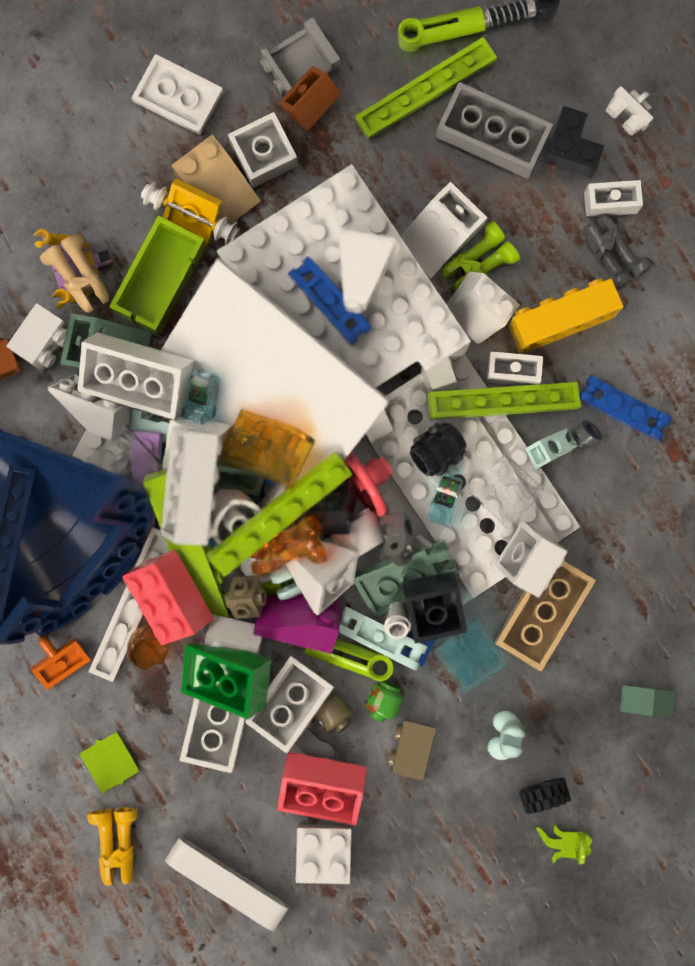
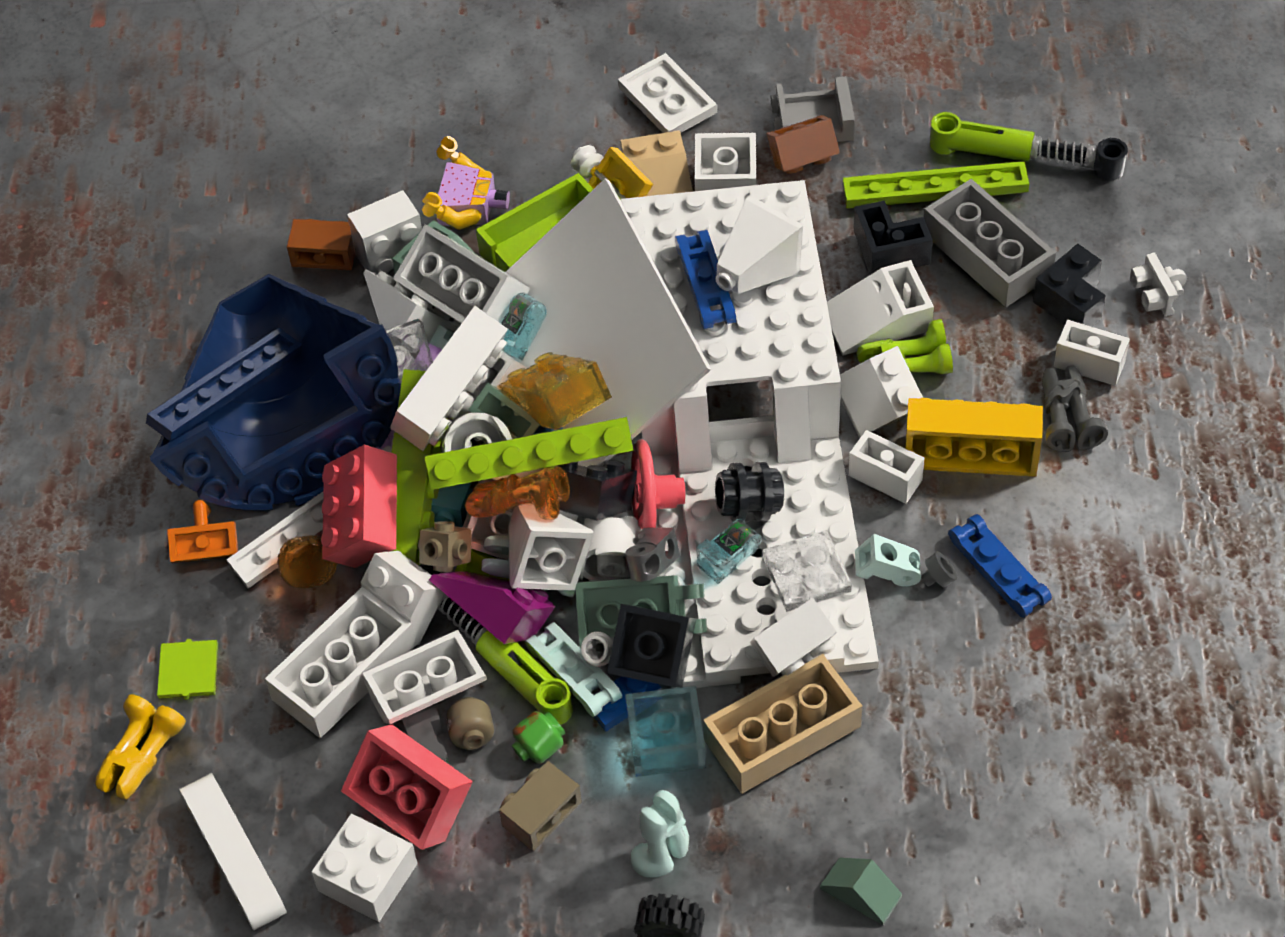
camera: 30 degrees right, 30 degrees down
(76, 286) = (455, 198): tan piece -> none
(226, 678) = (371, 604): green slope -> none
(419, 168) = (889, 242): none -> black brick
(503, 400) = (857, 488): lime plate -> none

